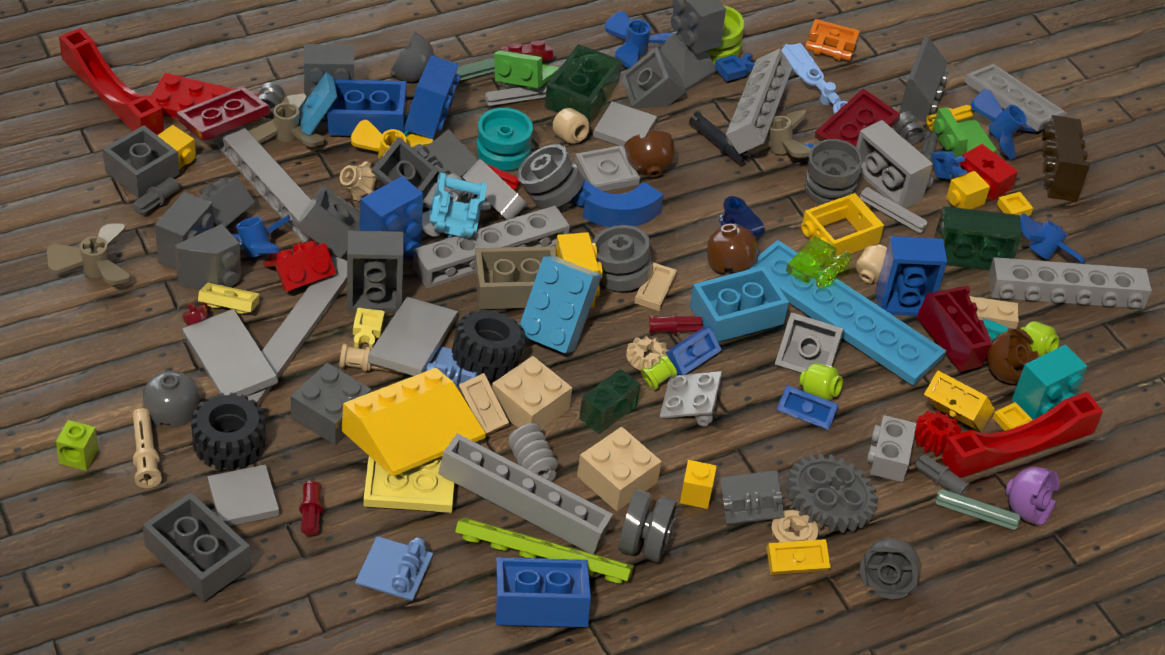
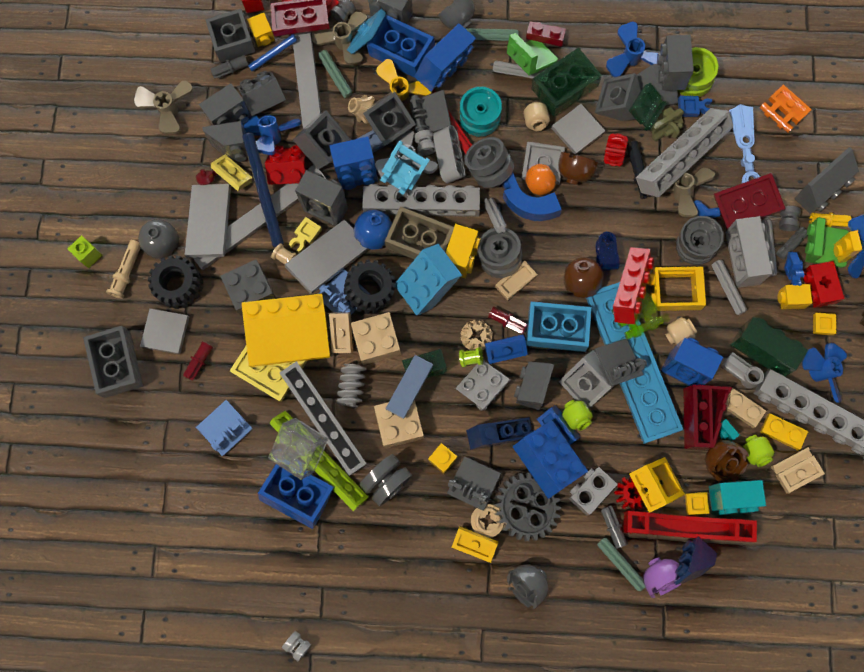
camera: 40 degrees right, 30 degrees up
(207, 162) = (273, 52): none -> blue bar
(289, 292) = (262, 189): none -> dark blue axle
(299, 163) = (335, 74): none -> sand green axle
(452, 289) = (372, 229): none -> blue cylinder
(518, 526) = (298, 448): none -> clear brick
(593, 222) = (495, 215): none -> light grey axle
(612, 413) = (409, 387): none -> sand blue tile
(617, 178) = (540, 179): none -> orange hair
(683, 124) = (615, 149): none -> red gear
(689, 75) = (647, 106): none -> clear green plate
(719, 90) = (669, 125): none -> olive hips
(742, 435) = (498, 433): none -> dark blue slope
(753, 367) = (534, 384): none -> dark grey slope
(796, 229) = (633, 285): none -> brick
(824, 428) = (550, 459): none -> blue brick
(836, 310) = (620, 362): none -> dark grey hinge
(976, 276) = (741, 369): none -> light grey piece
(987, 122) = (847, 246): none -> yellow plate
(1054, 456) = (694, 561): none -> dark blue slope
(1057, 316) = (783, 431): none -> yellow plate
(1092, 343) = (797, 470): none -> tan plate

